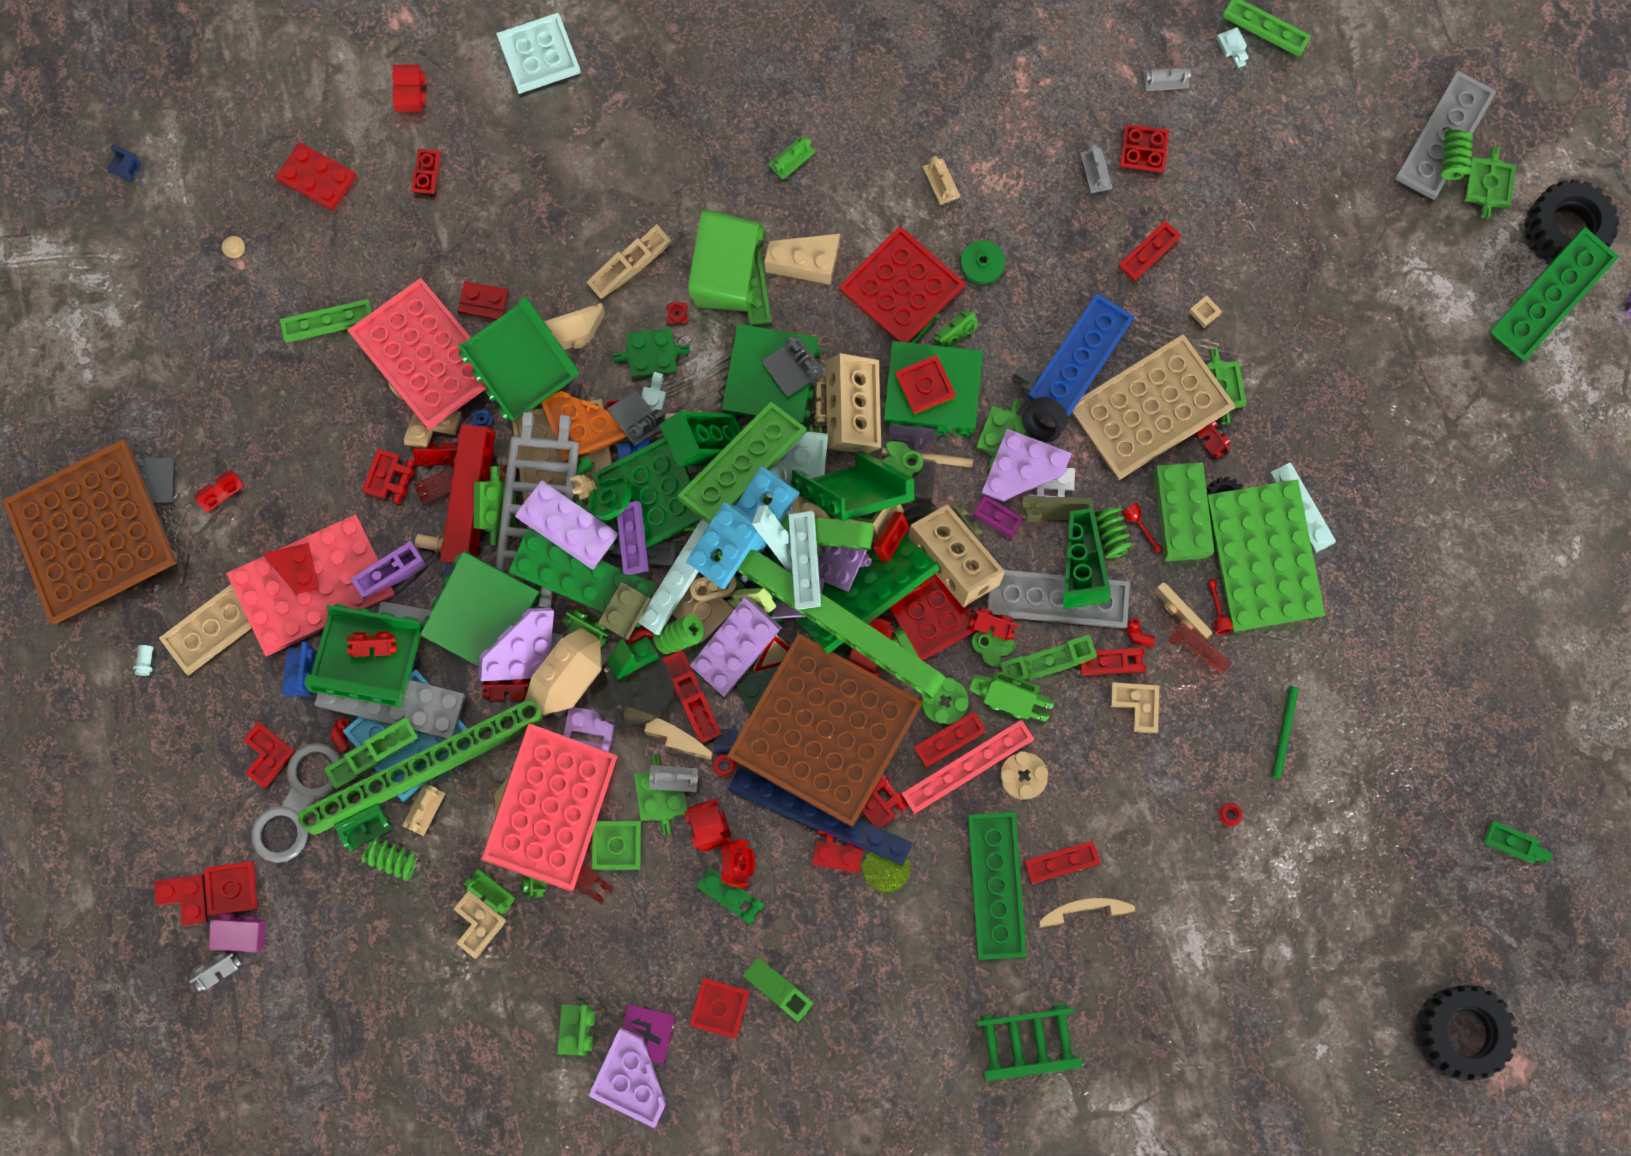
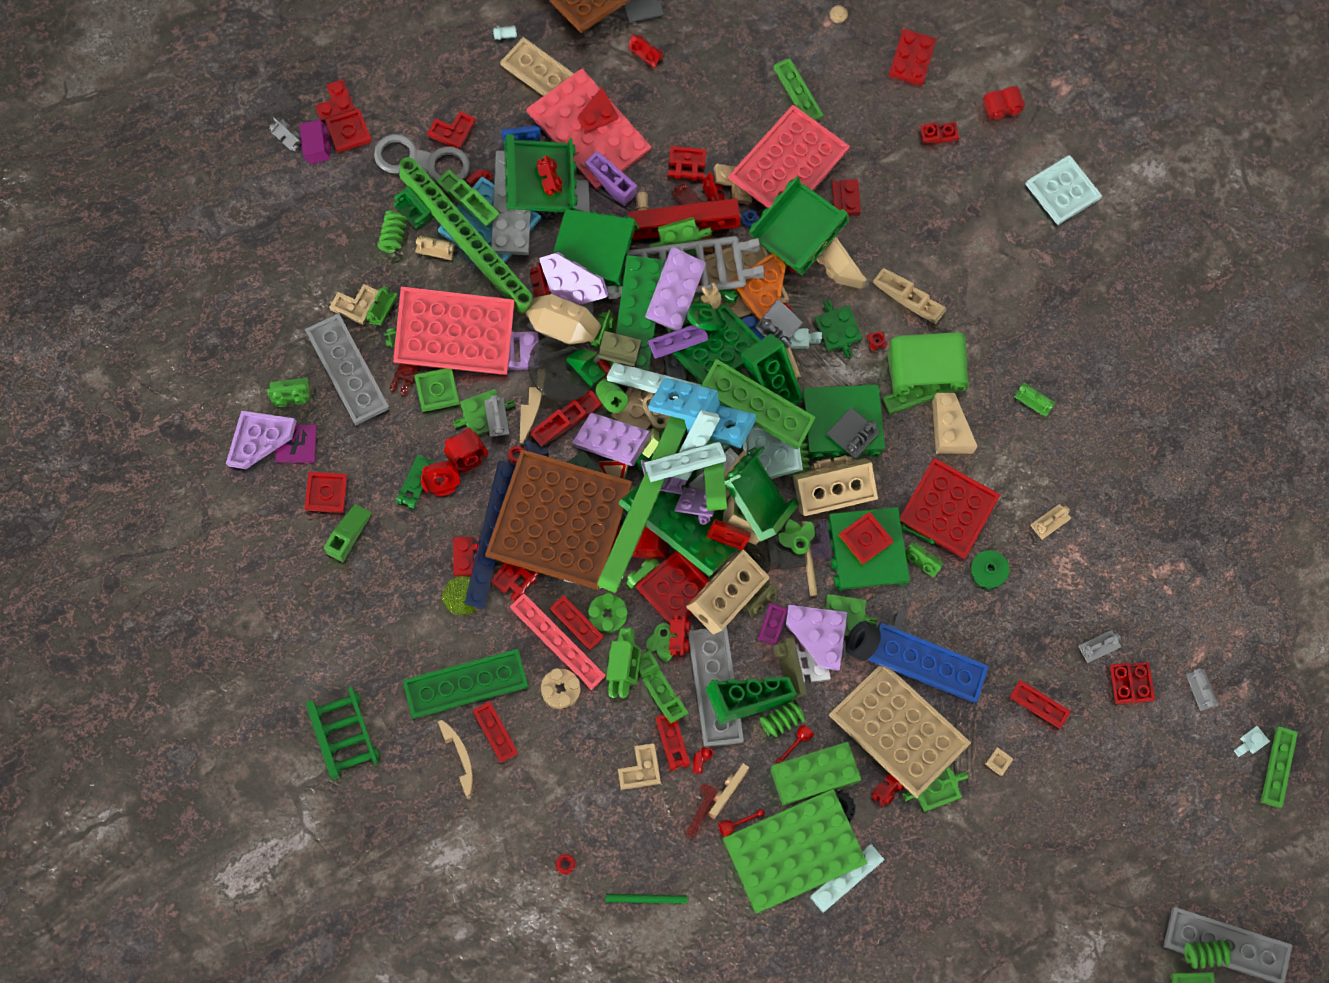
camera: 70 degrees right, 5 degrees down
(562, 952) = (347, 369): none -> light grey plate

